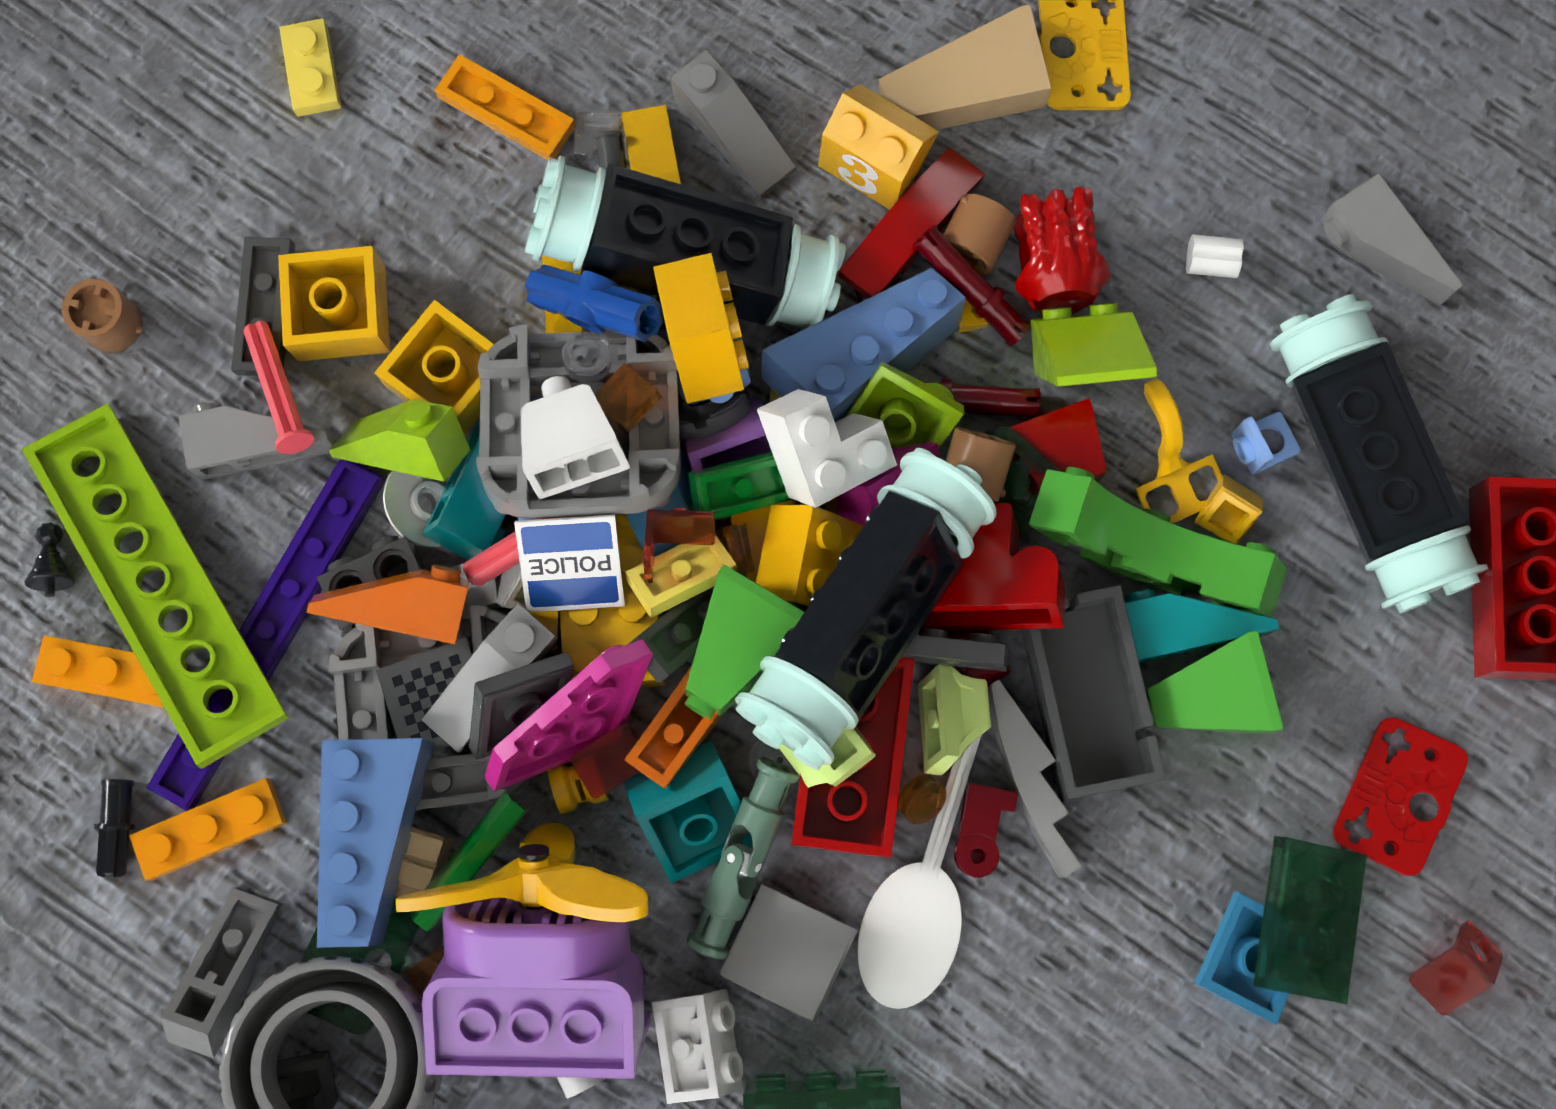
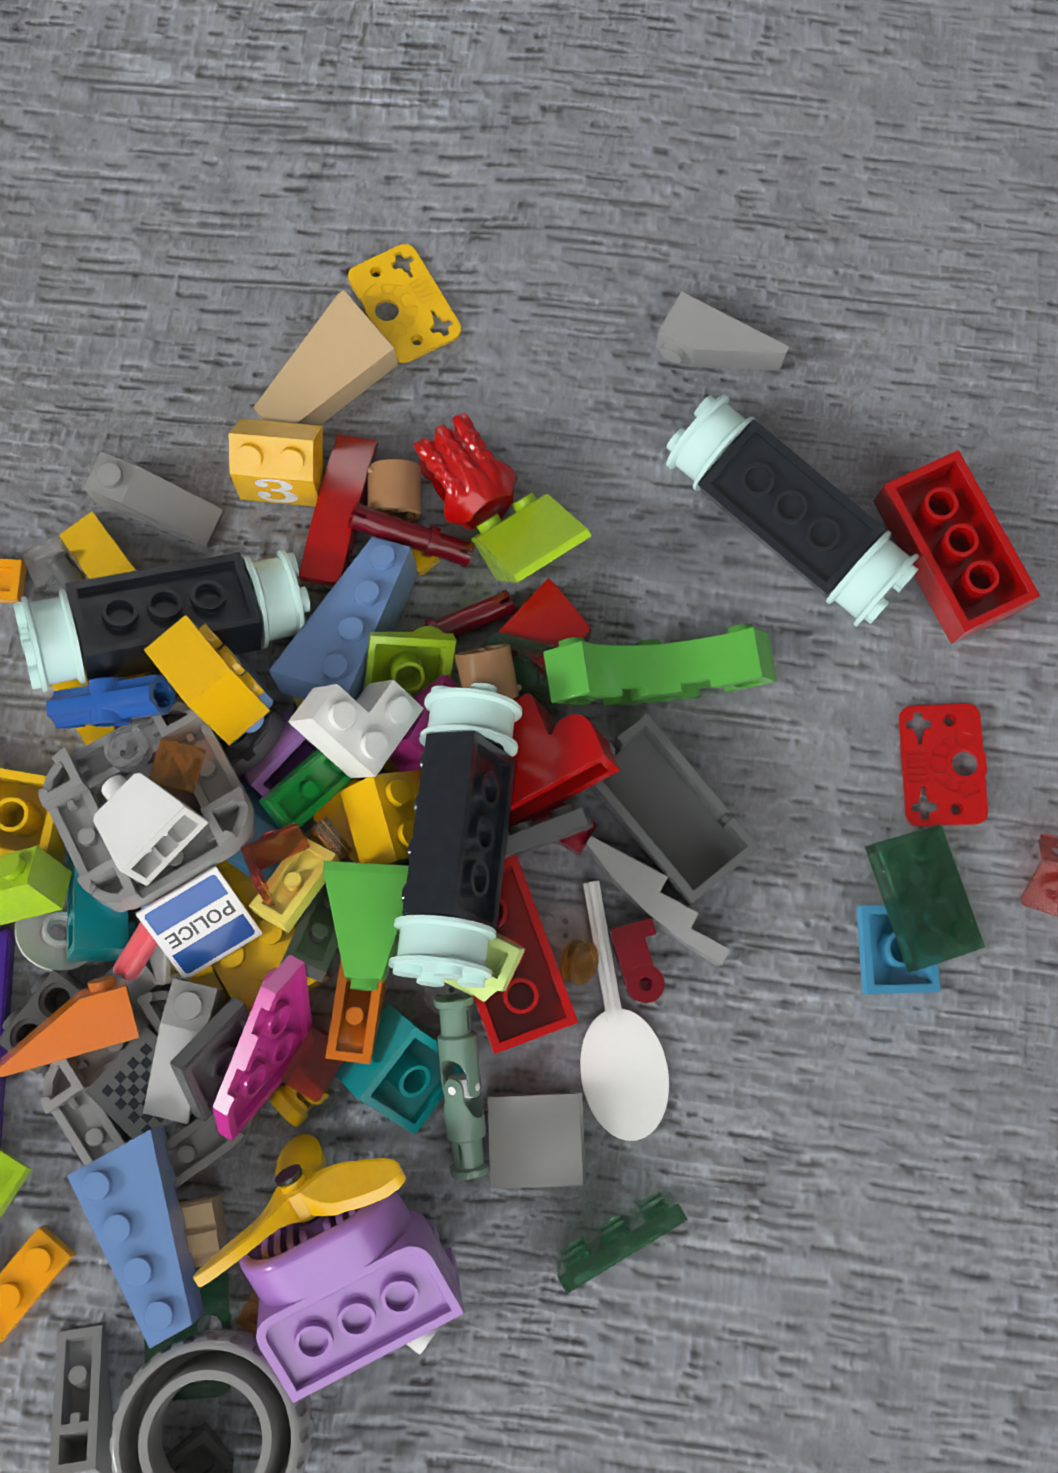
camera: 30 degrees left, 0 degrees up
(473, 852) = (241, 1197): green tile -> none
(698, 1046) = (503, 1254): white bracket -> none
(951, 716) = (568, 884): yellowish green slope -> none
(1172, 468) = (641, 600): yellow piece -> none
(1181, 625) = (711, 718): teal slope -> none
(1214, 256) = (588, 417): white piece -> none
(1220, 693) = (765, 757): bright green slope -> none
(1230, 510) = (701, 610): yellow slope -> none
(1252, 447) = (693, 552): light blue bracket -> none

